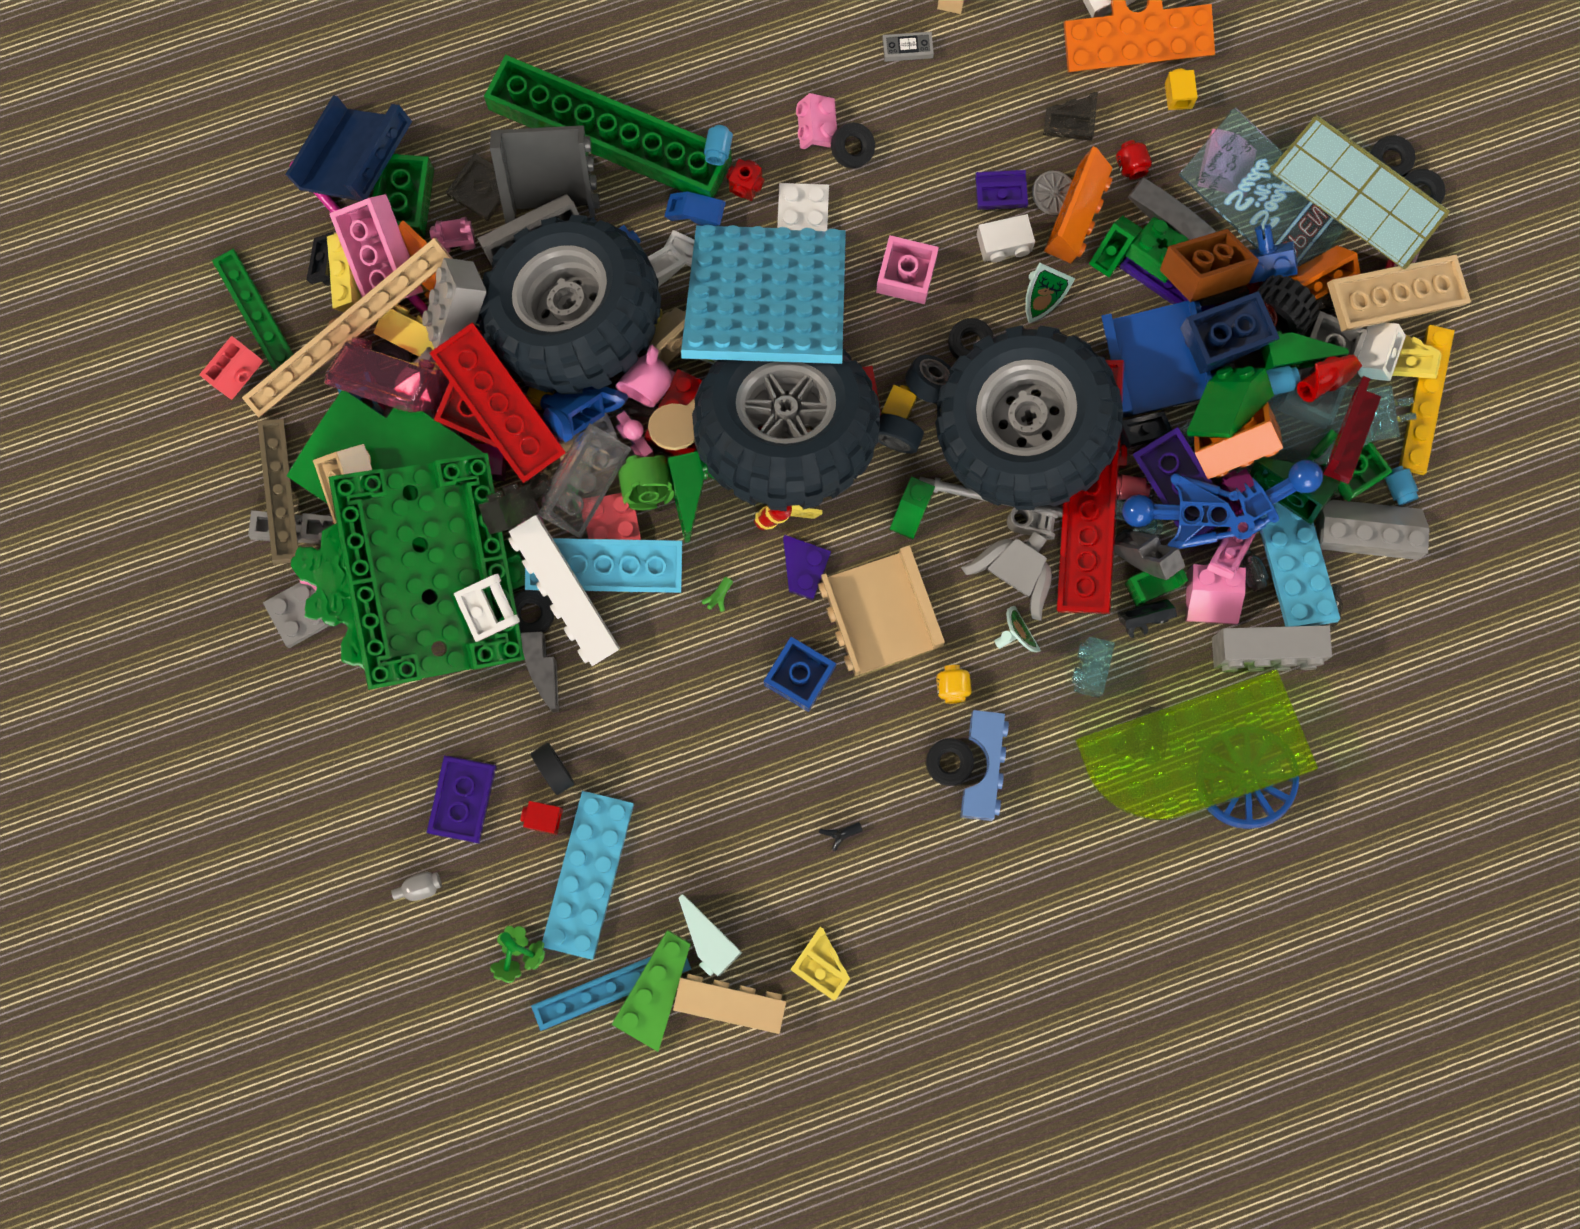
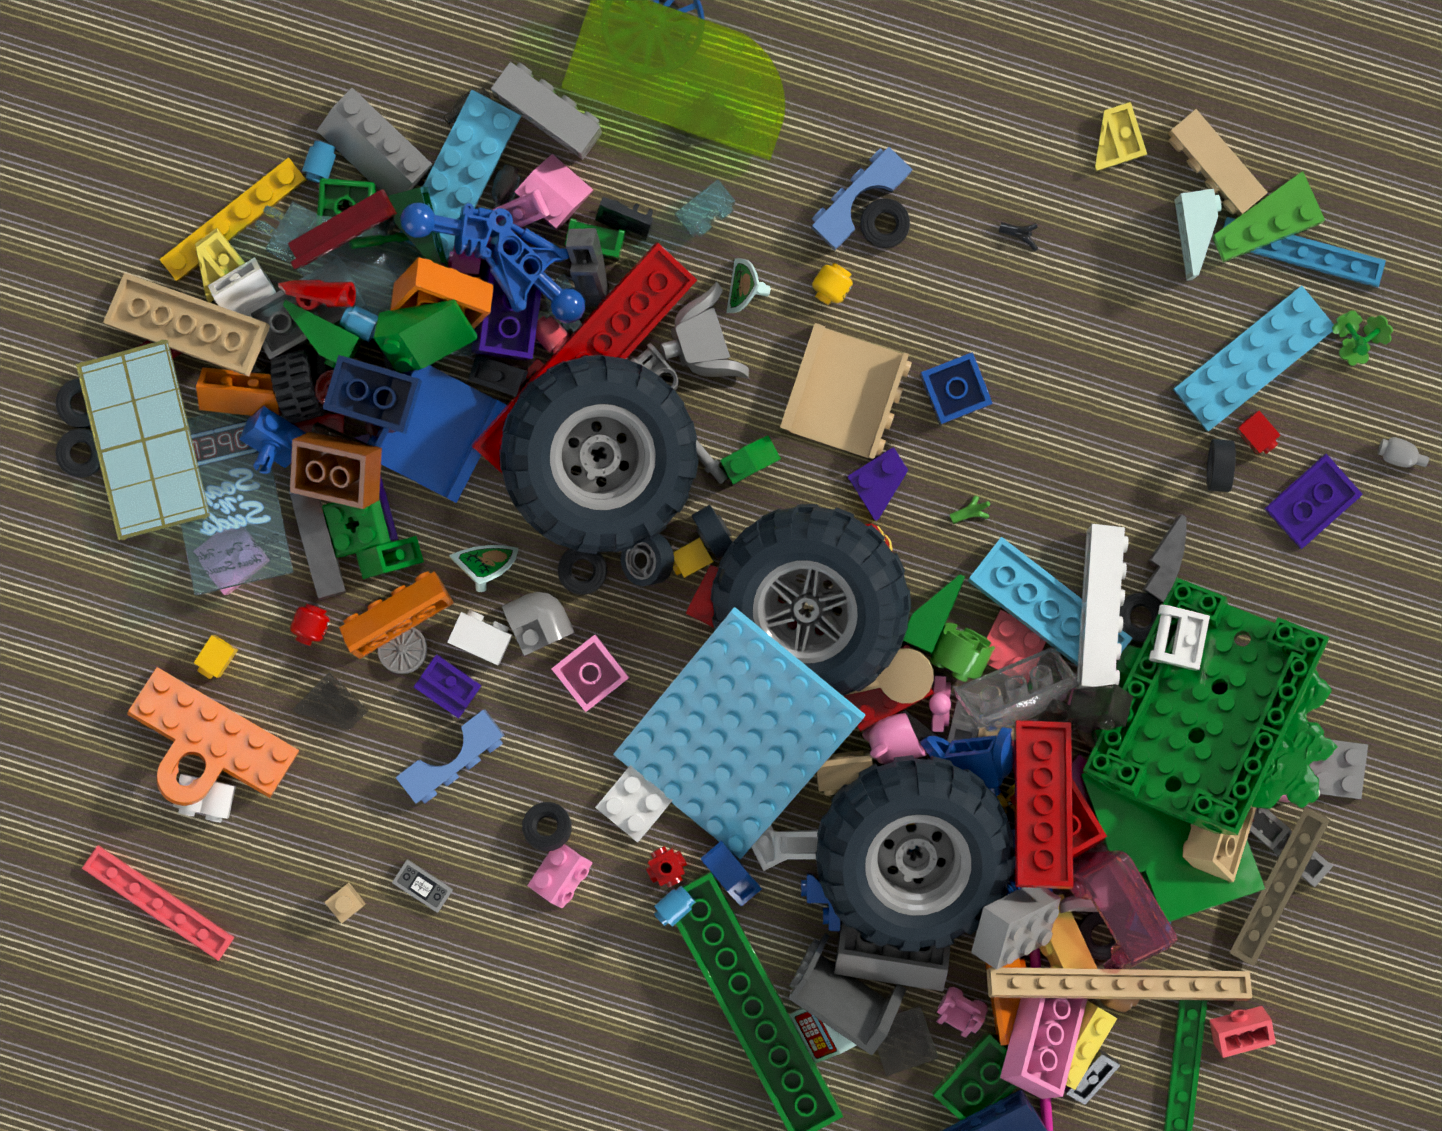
camera: 145 degrees left, 10 degrees up
(966, 117) = (478, 735): none -> medium blue arch
(974, 280) = (537, 621): none -> light grey brick

